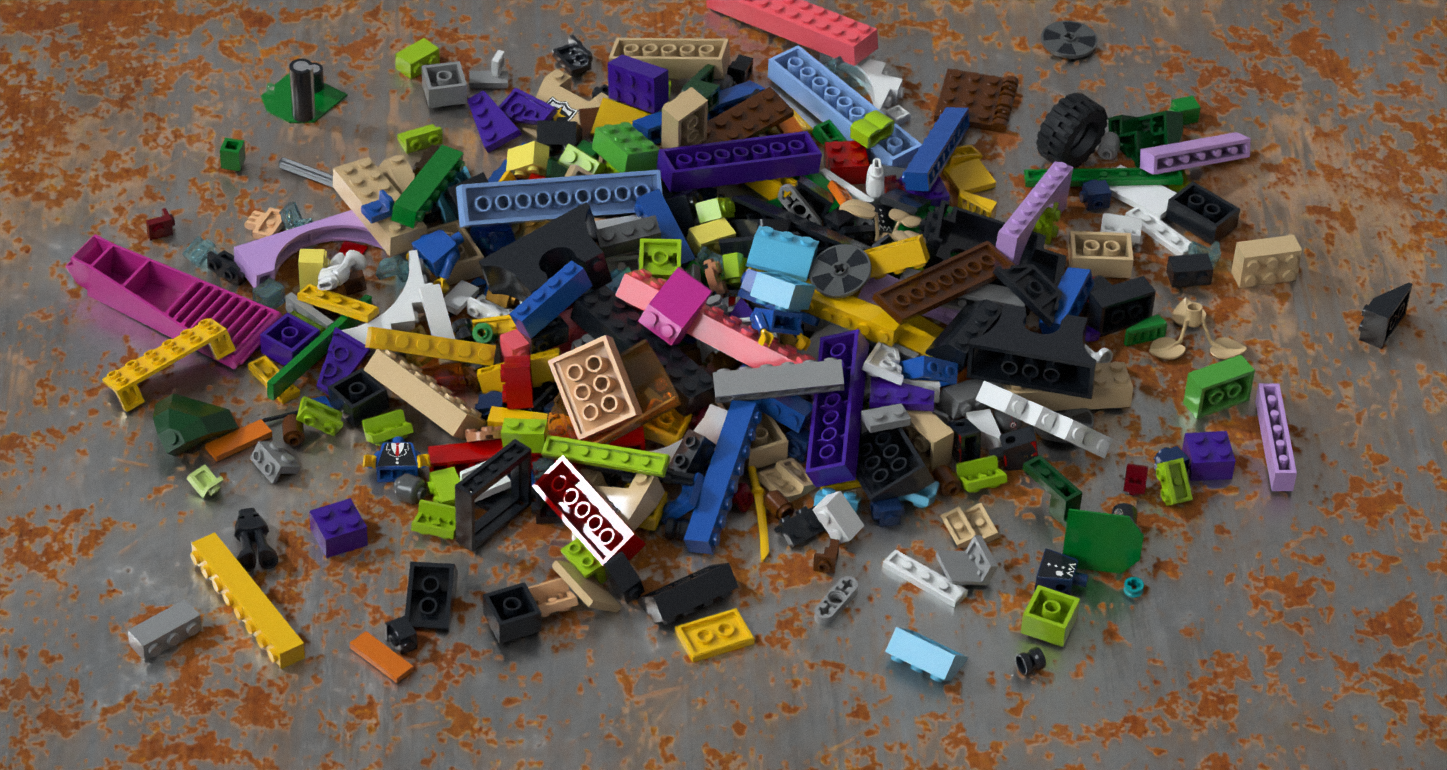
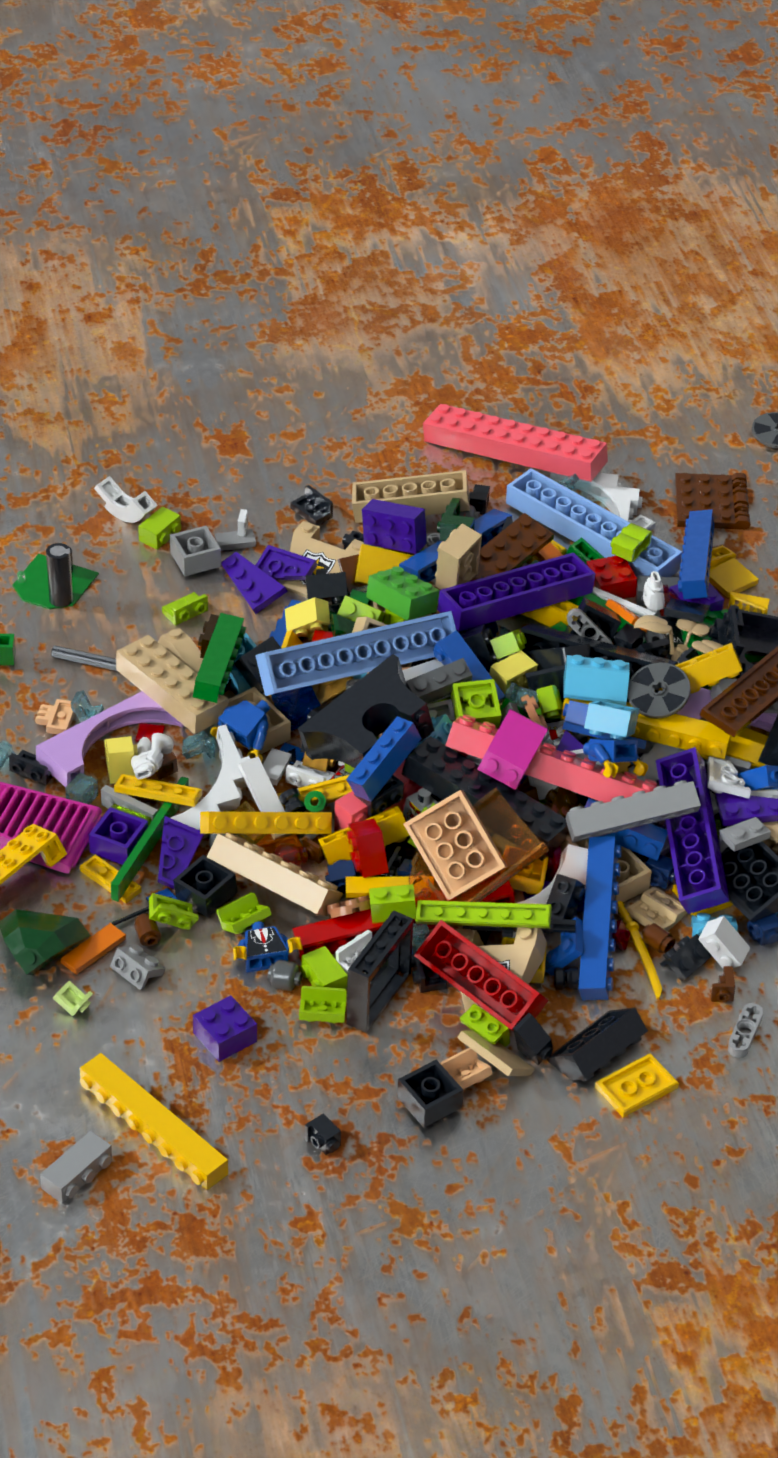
camera: 10 degrees left, 0 degrees up
(252, 528) = (133, 1043): black piece -> none
(378, 209) = (177, 687): blue bracket -> none
(381, 657) = (308, 1161): orange tile -> none
(386, 31) = (123, 506): none -> white arch
(431, 594) = (341, 1086): black slope -> none

